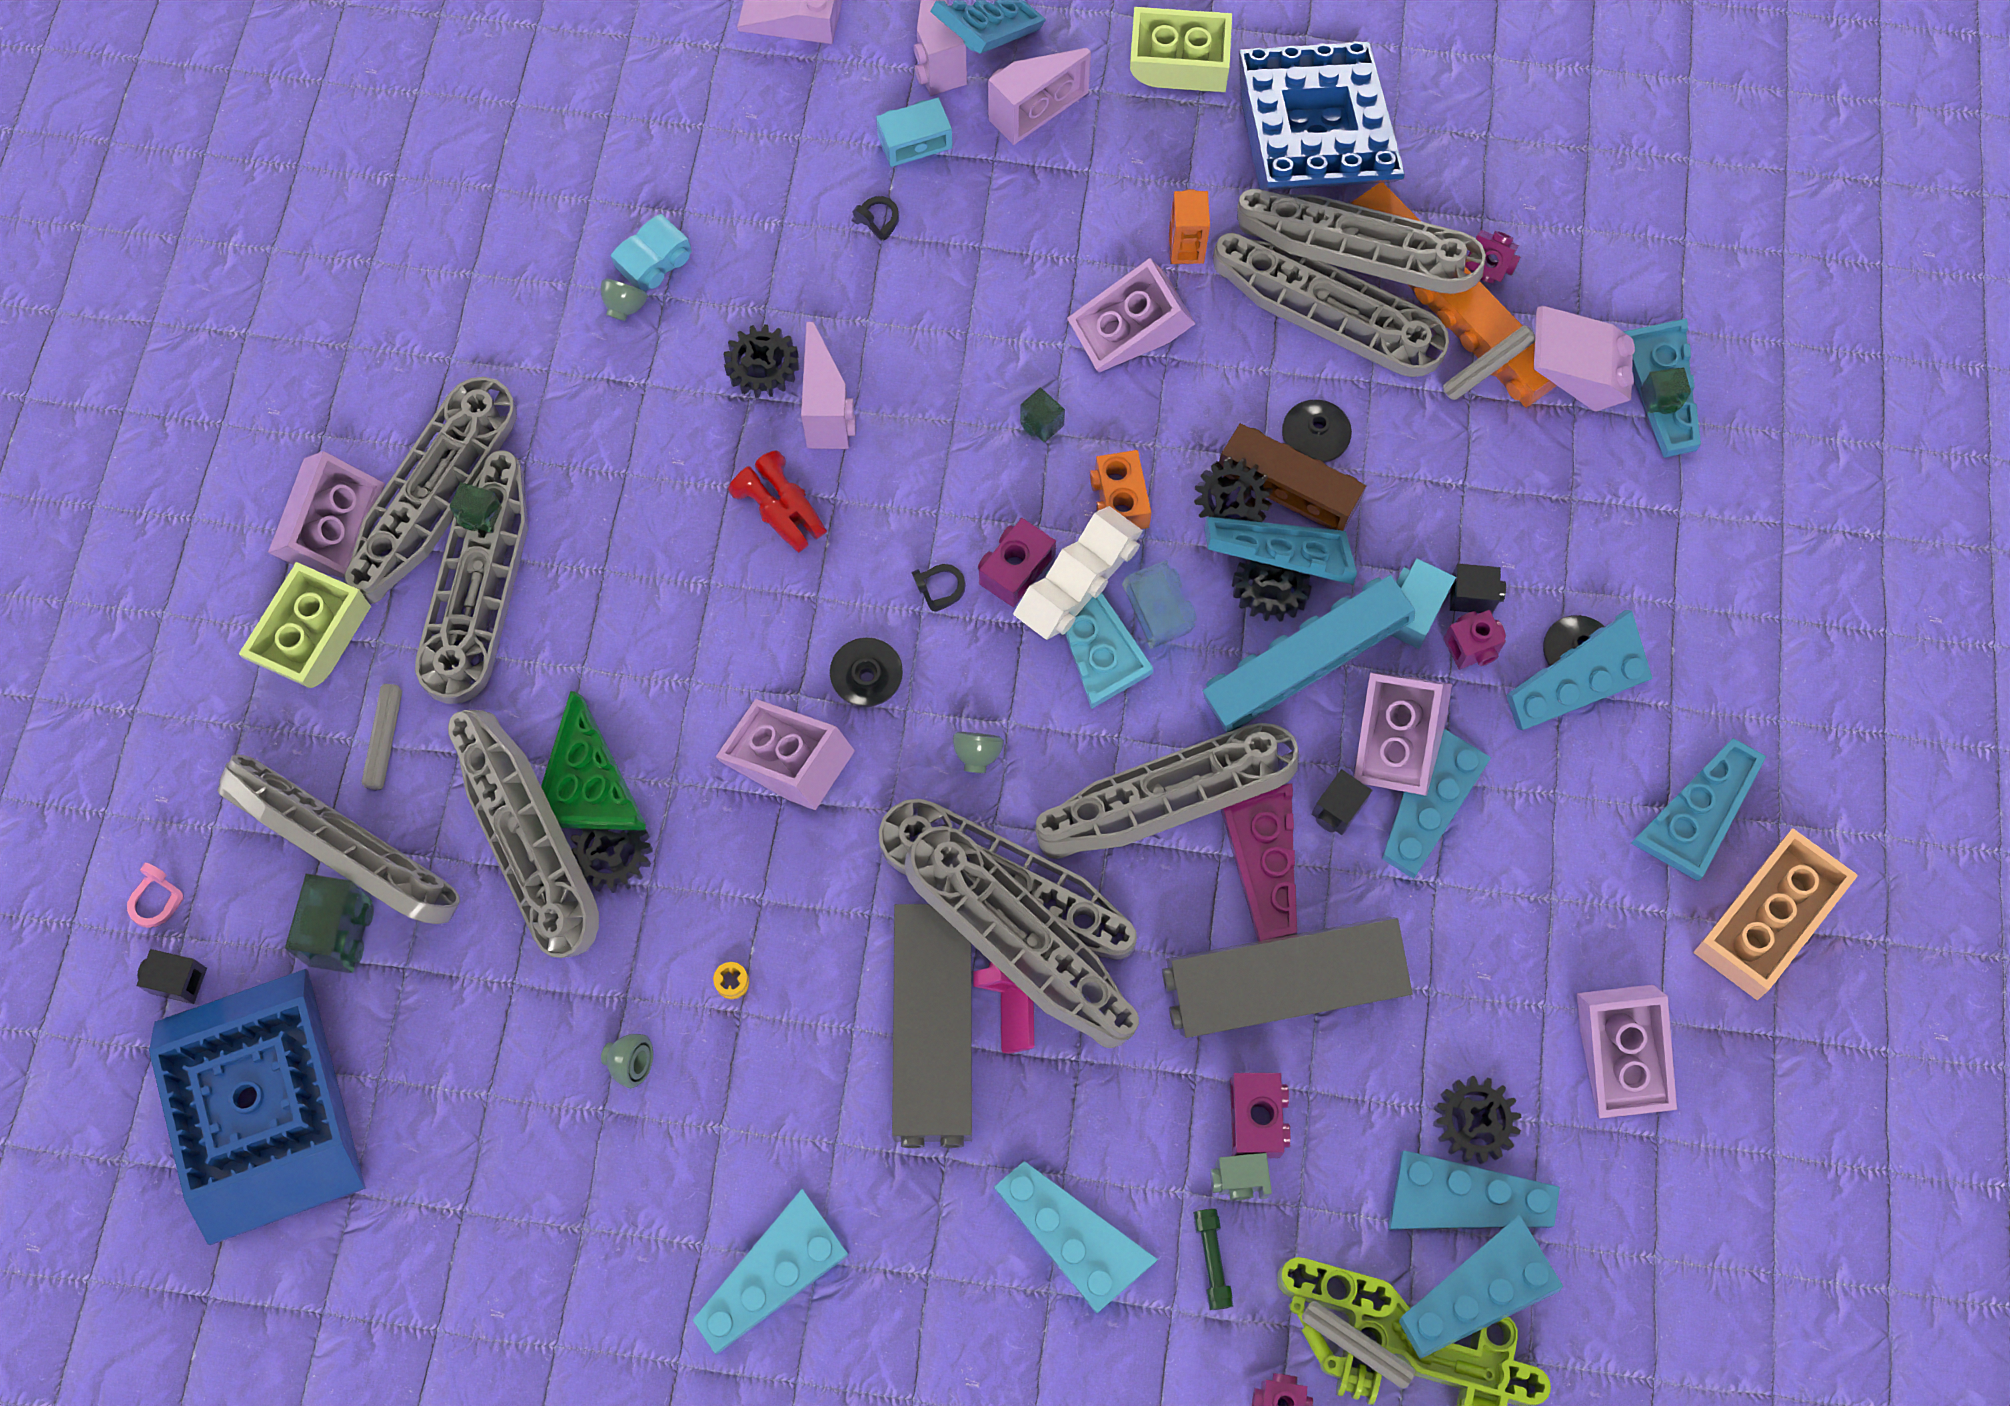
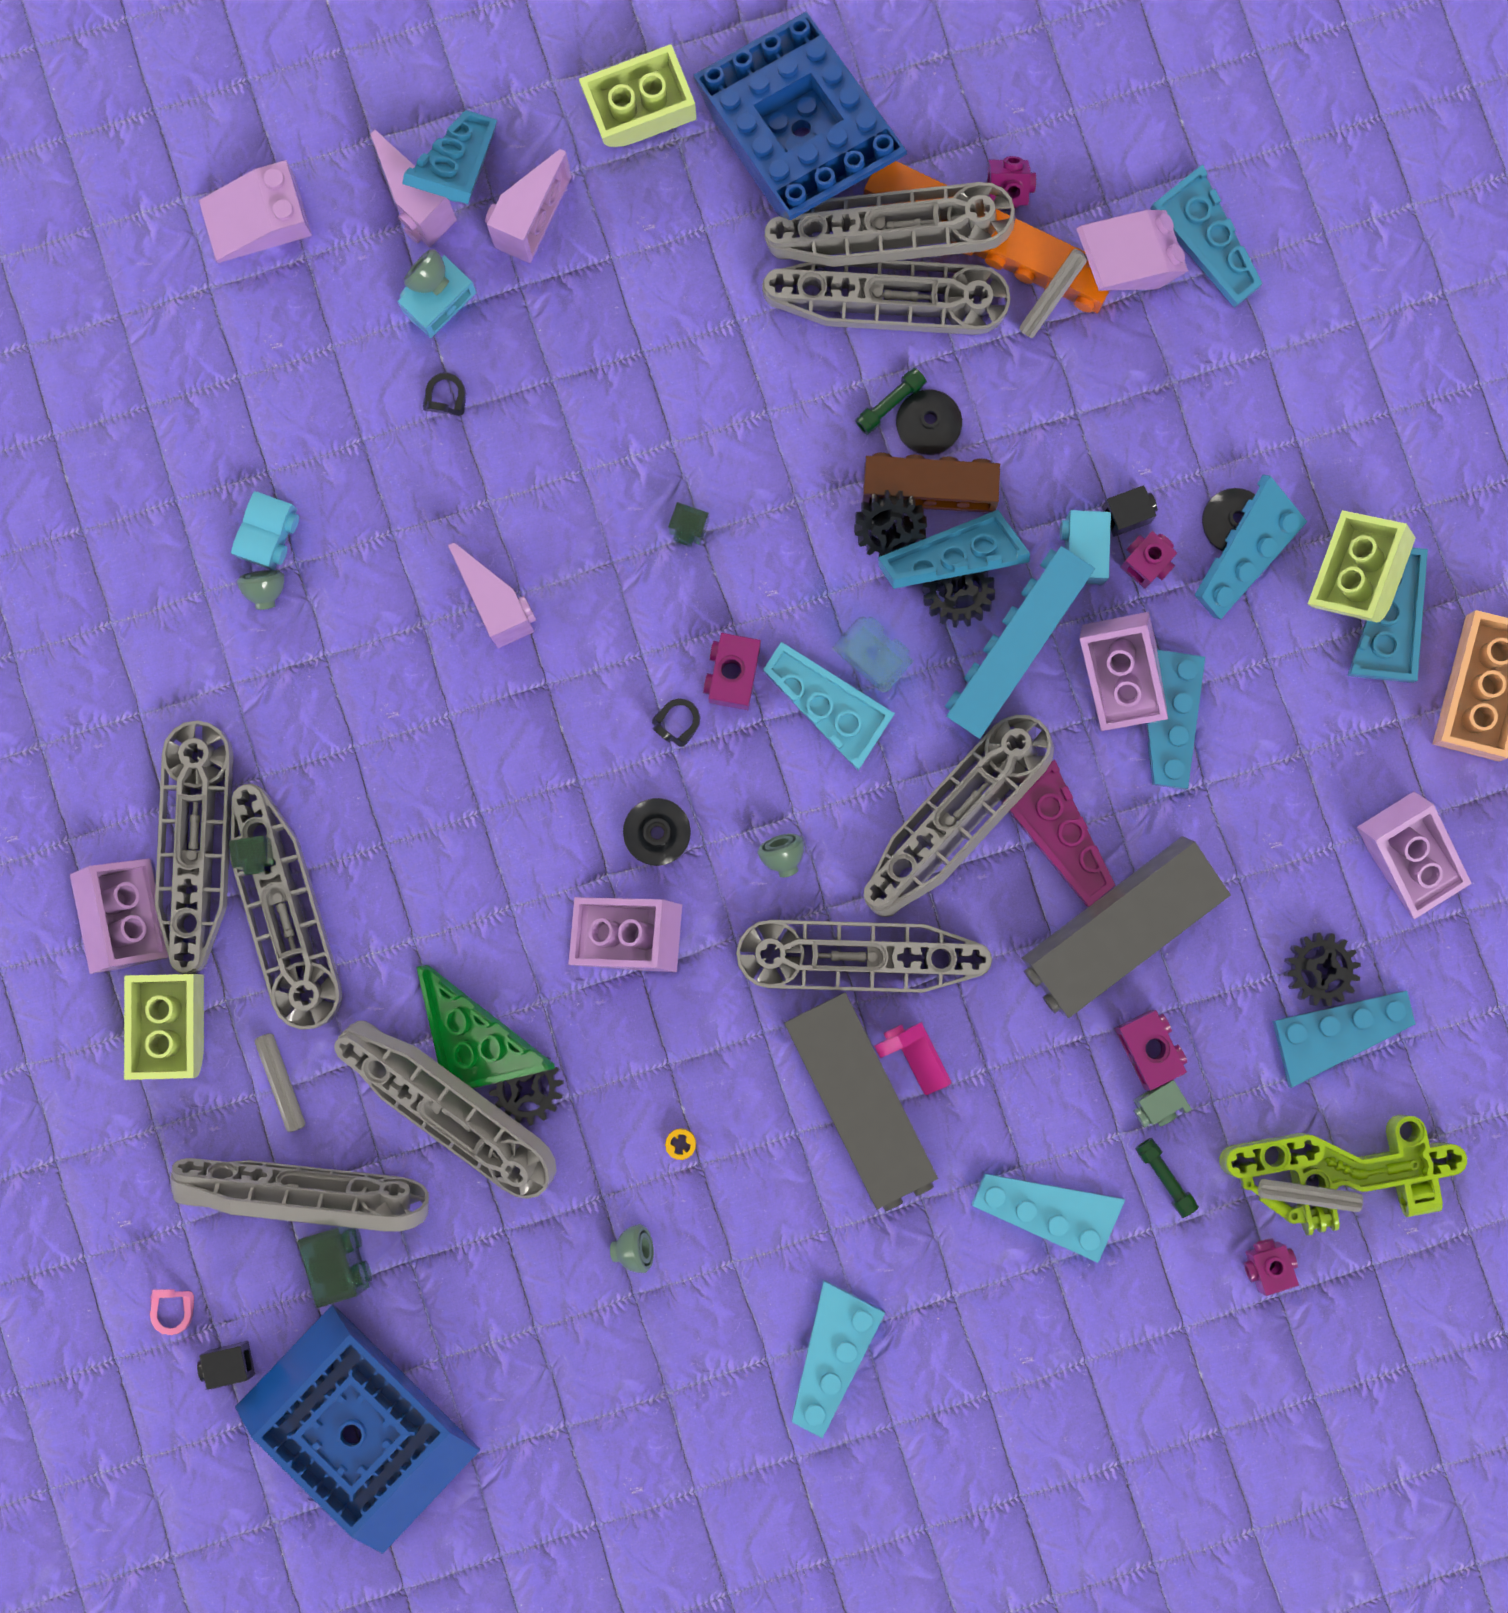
camera: 25 degrees left, 15 degrees up
(756, 373) = (422, 576): black gear -> none
(781, 513) = (515, 716): red piece -> none
(914, 101) = (427, 274): none -> sand green brick
(1018, 935) = (906, 1006): light grey beam -> none
(1079, 573) = (796, 663): white brick -> none
(1128, 491) = (799, 560): orange brick -> none
(1131, 317) = (720, 392): lavender slope -> none
(1189, 227) = (732, 281): orange brick -> none
(1316, 388) = (911, 383): none -> dark green bar
(1341, 803) = (1101, 757): black brick -> none
(1486, 1288) = (1390, 1098): dark azure wing -> none
(1665, 390) = (1215, 250): clear green plate -> none
(1691, 736) = (1362, 566): none -> yellowish green brick

